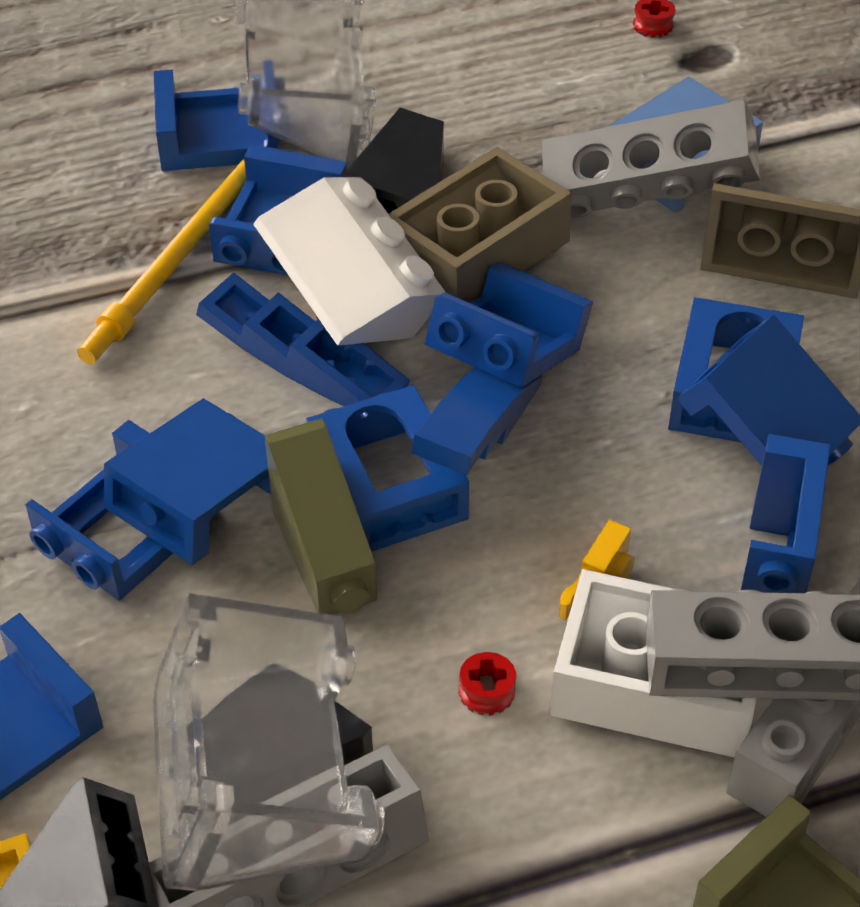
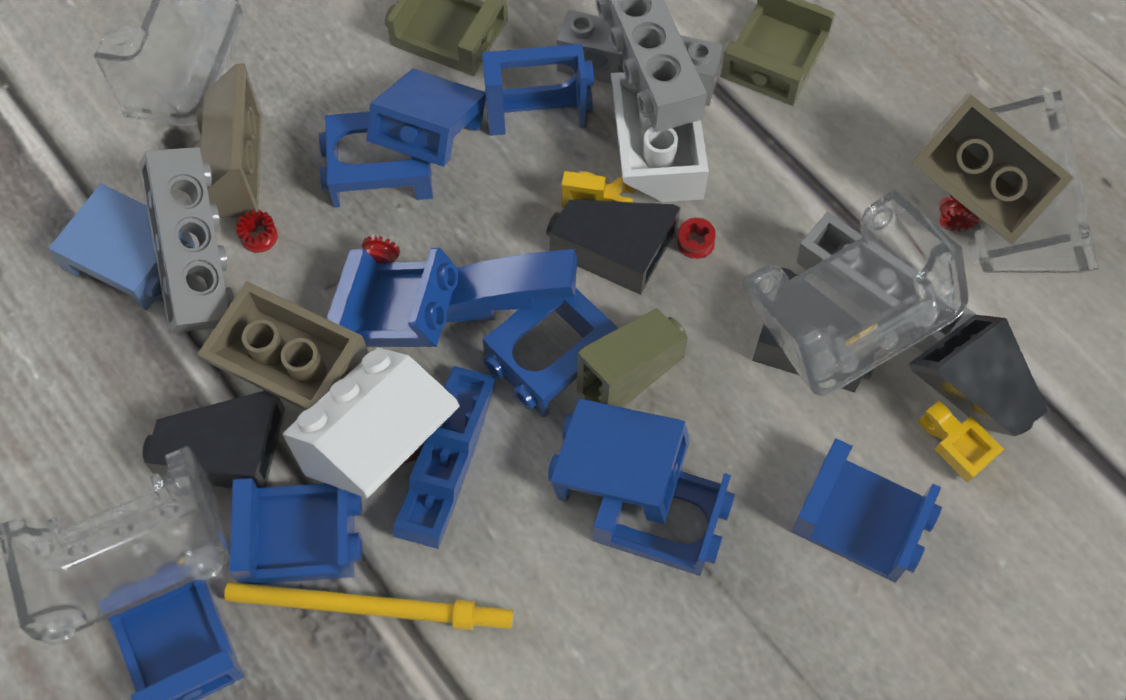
camera: 110 degrees left, 15 degrees up
(510, 575) = (615, 238): none -> black slope
(588, 342) = (381, 251): none -> red bush
(670, 244) = (249, 223): none -> red bush

